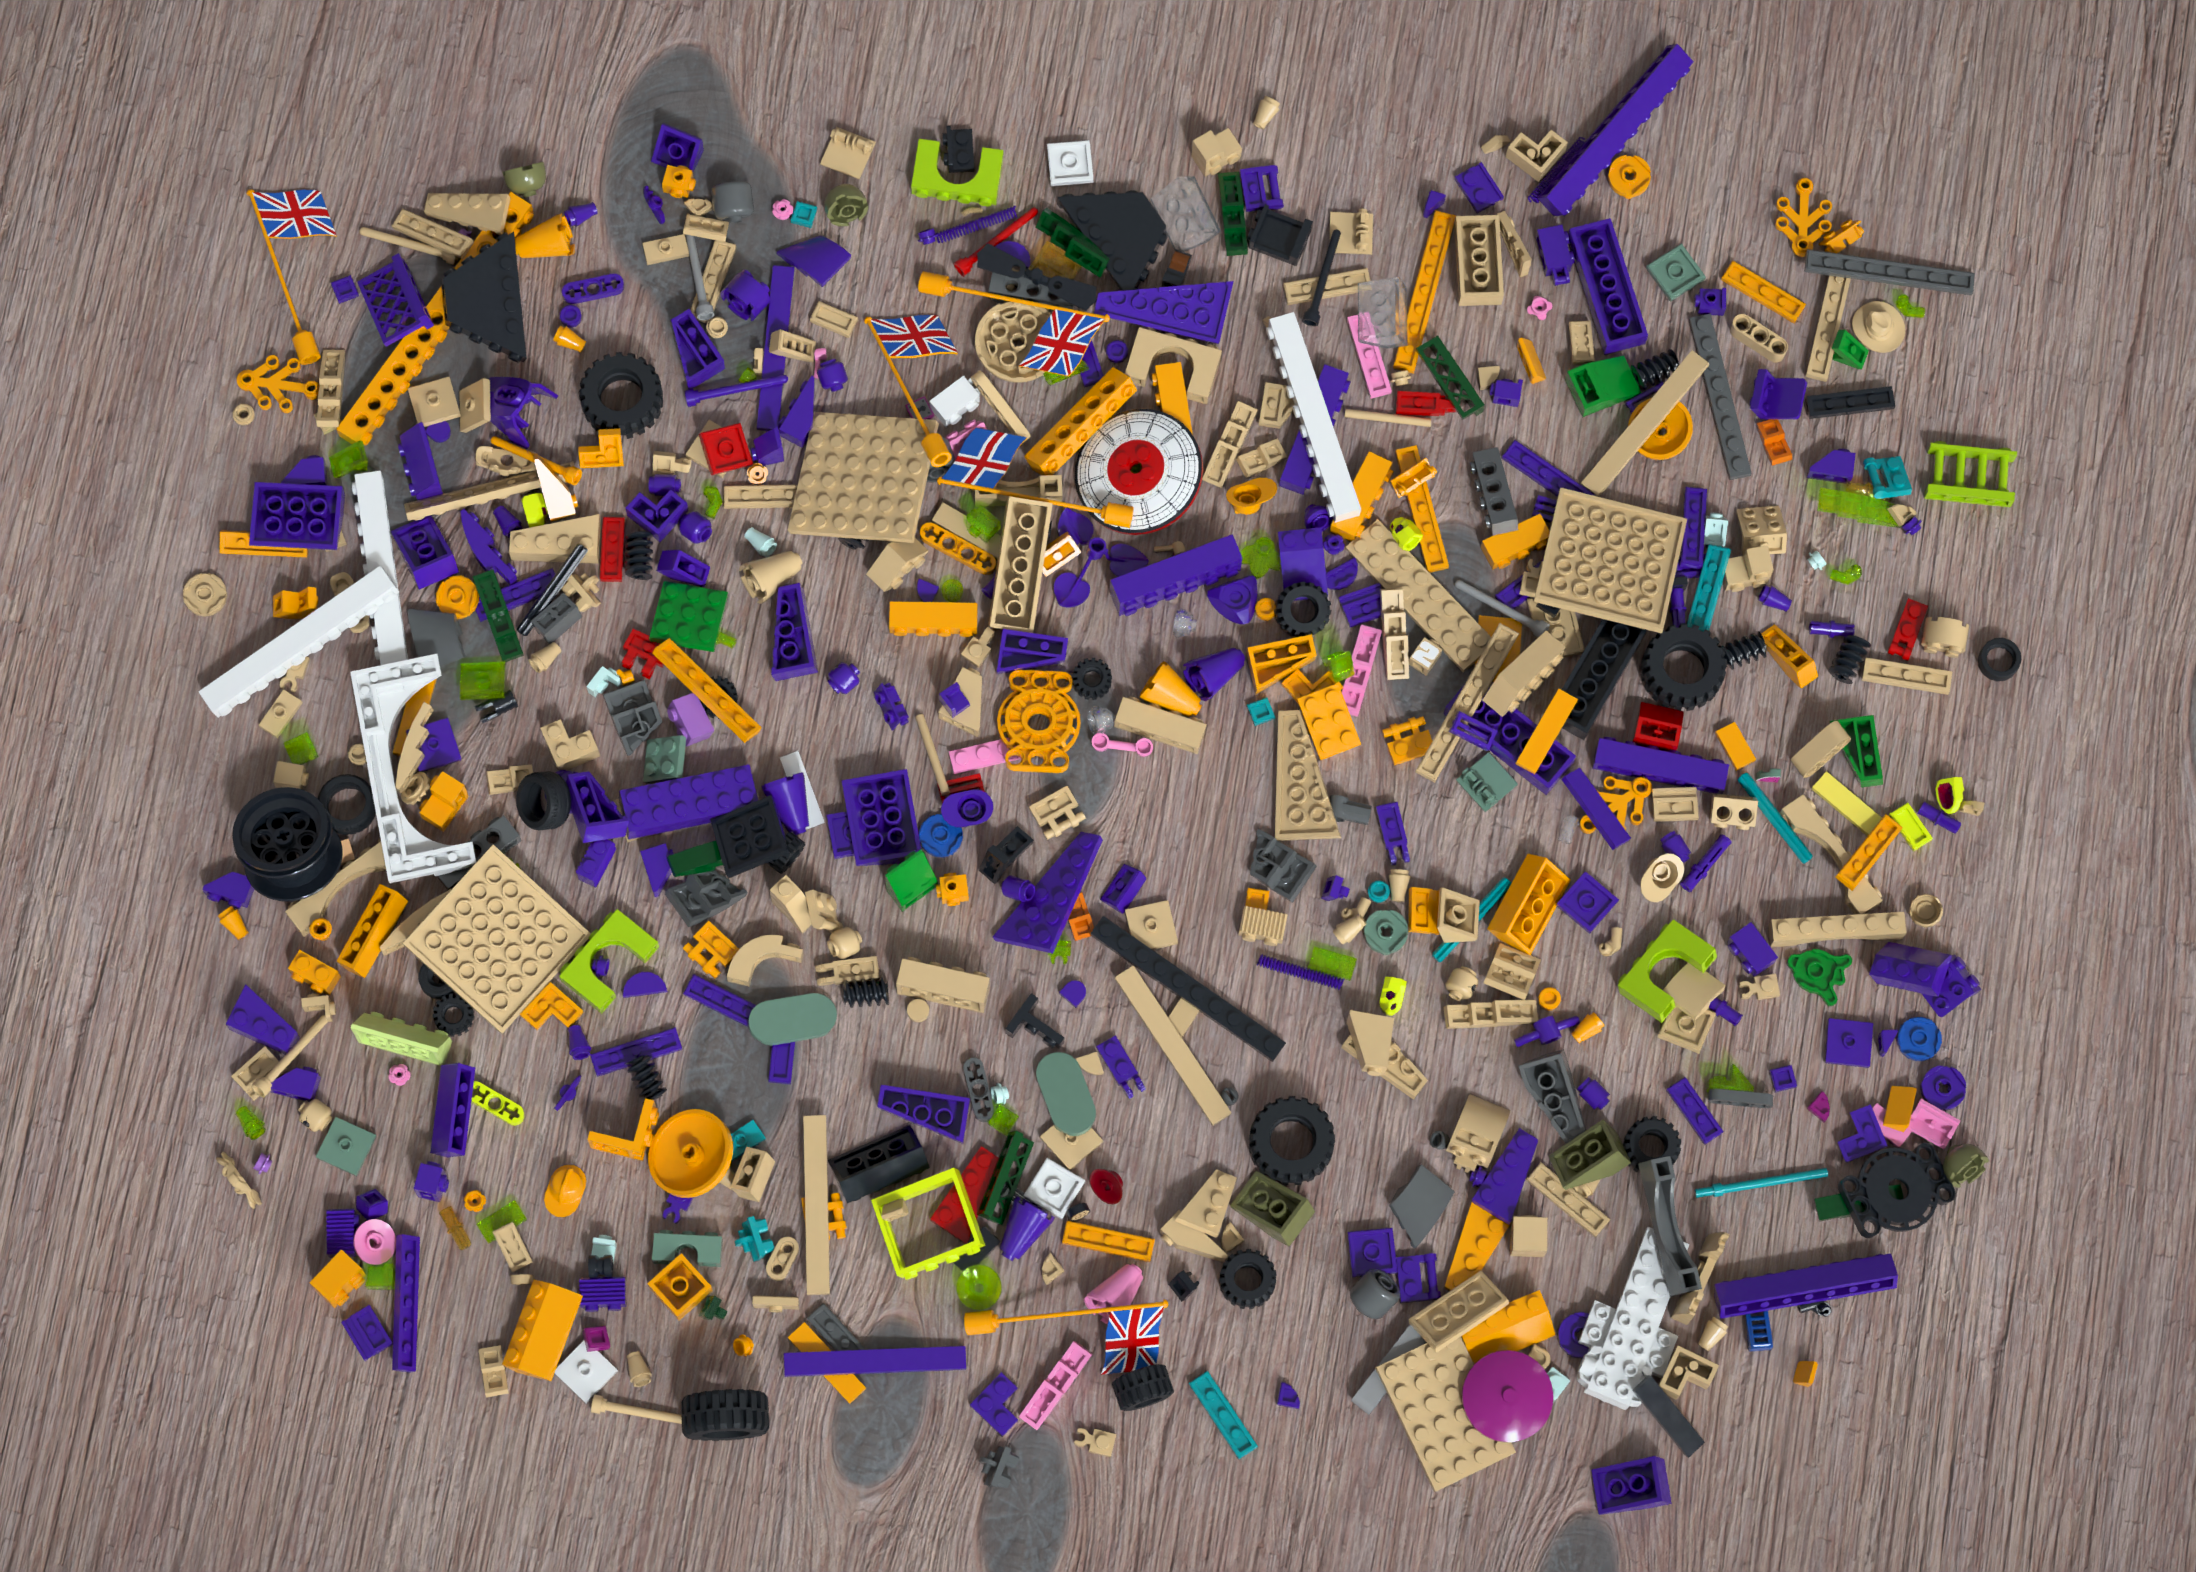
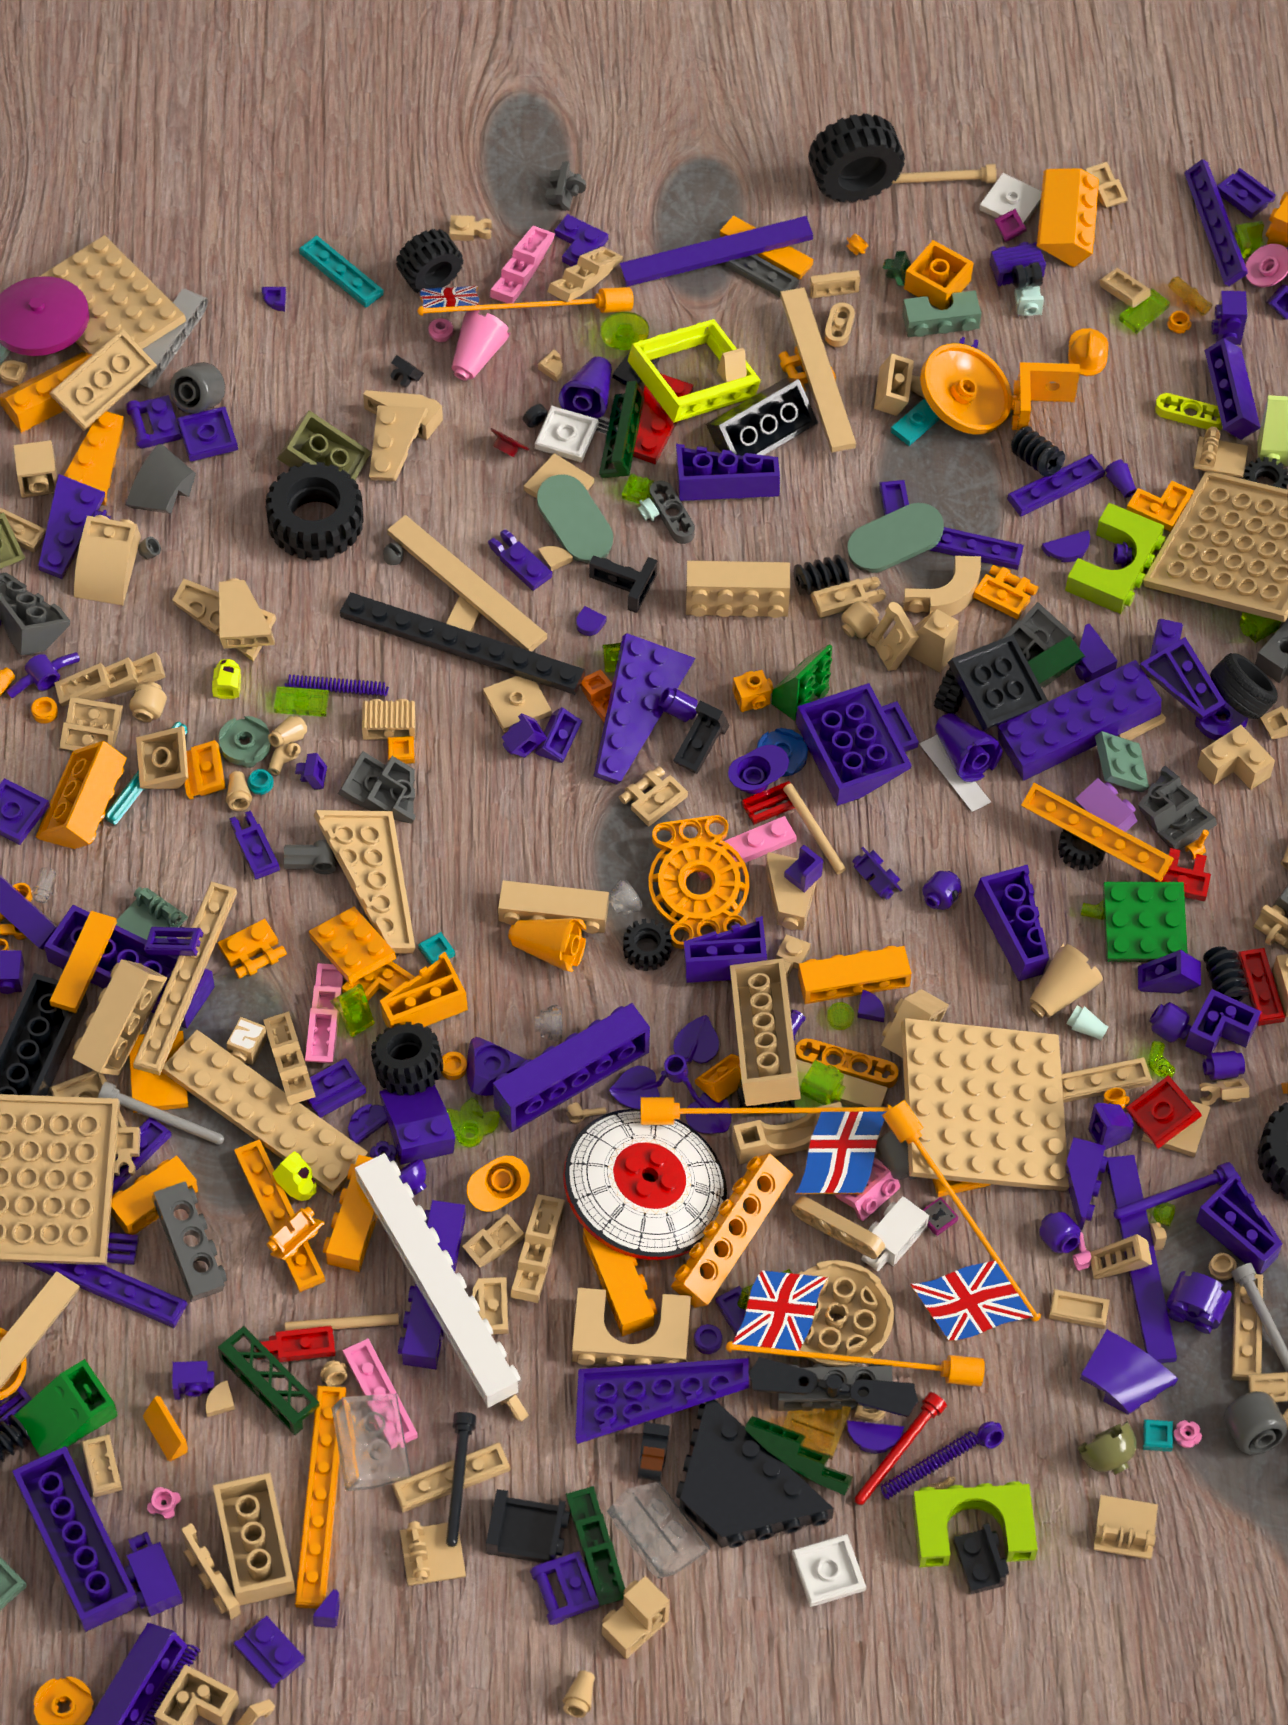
camera: 170 degrees right, 15 degrees down
(484, 1047) = (1220, 455): none -> tan hinge
(522, 1279) = (1105, 262): tan tile -> none
(568, 1092) = (1116, 434): dark purple piece -> none
(599, 681) = (1219, 840): light aqua bracket -> none
(638, 1370) = (958, 207): tan cone -> none
(751, 1239) = (866, 328): teal hips -> none
(1001, 1354) = (587, 273): none -> tan slope
(1101, 743) = (569, 878): bright pink bar -> none
(1108, 1241) = (494, 399): light orange tile -> none
(1153, 882) = (523, 736): none -> dark purple brick
(1213, 671) = (501, 972): dark purple cone -> none
(1230, 1238) = (364, 424): tan tile -> none
(1252, 1260) = (332, 367): black tyre -> none

